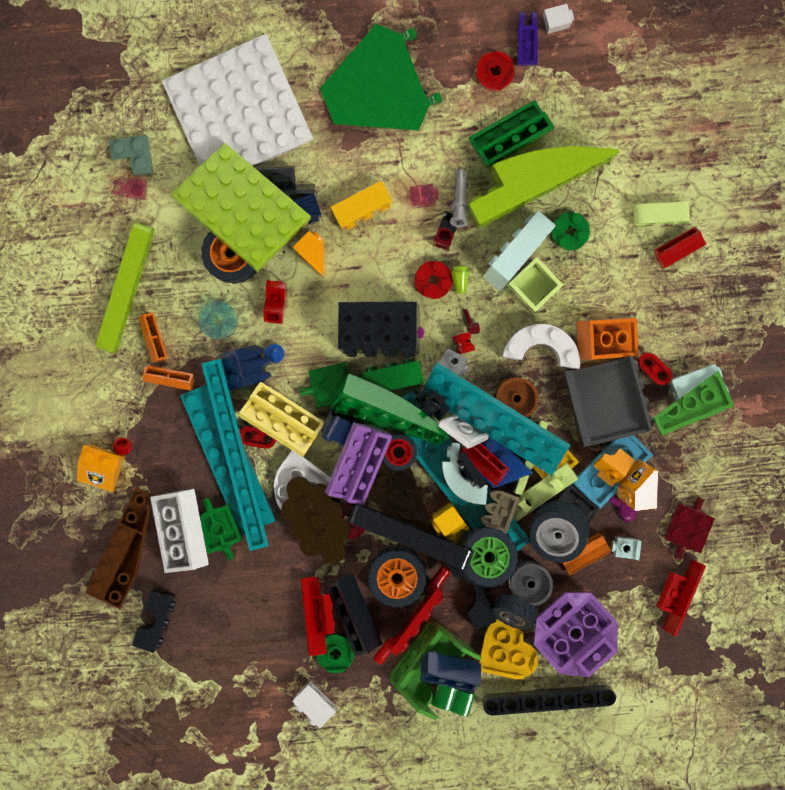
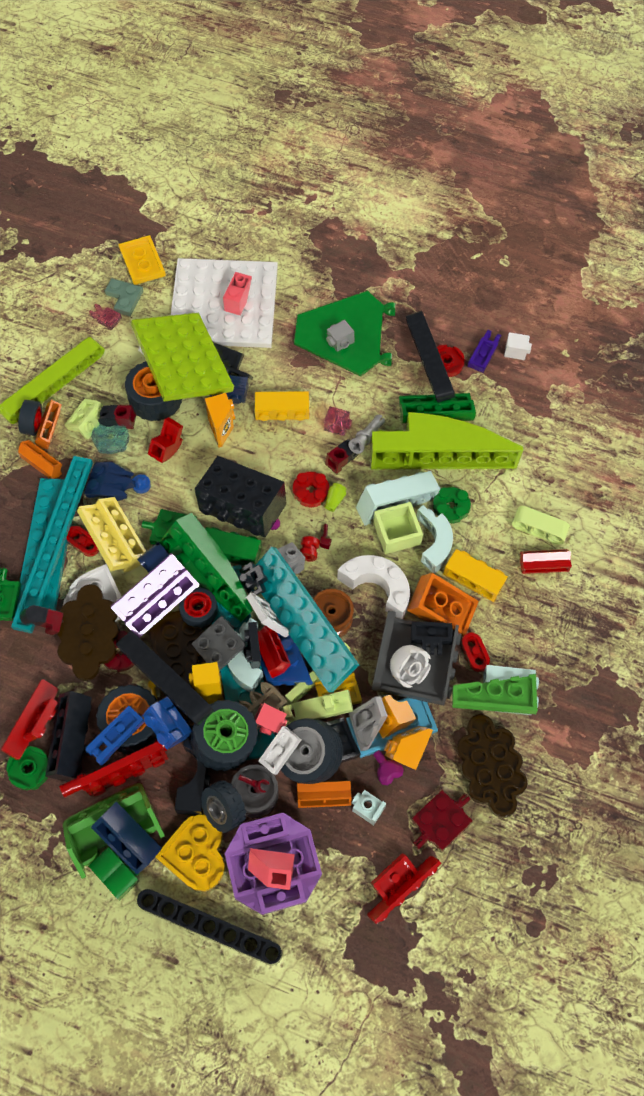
camera: 25 degrees right, 25 degrees down
(126, 101) = (142, 260): none -> yellow plate
(133, 342) = (30, 417): none -> black wheel
(183, 312) = (85, 418): none -> yellowish green bracket
(215, 300) = (117, 416): none -> leg
(252, 101) = (237, 293): none -> coral slope
(268, 533) = (42, 617): none -> leg
(378, 98) = (340, 335): none -> light grey brick
(399, 602) = (115, 735): none -> blue plate
(436, 573) = (166, 723): none -> blue brick
(438, 480) = (219, 643): none -> dark grey bracket
(479, 80) = (430, 357): none -> black beam
(515, 524) = (270, 719): none -> coral brick
(532, 581) = (256, 784): none -> dark red hand
(538, 546) = (279, 750): none -> white plate
(580, 274) = (438, 553): none -> light aqua arch
(580, 641) = (272, 867): none -> coral slope
(595, 482) = (368, 721): none -> light grey wing
(606, 415) = (410, 665): none -> white cylinder
(612, 376) = (431, 635): none -> black hinge
(623, 294) = (475, 575): none -> yellow brick
(710, 463) = (491, 766): none -> dark brown plate

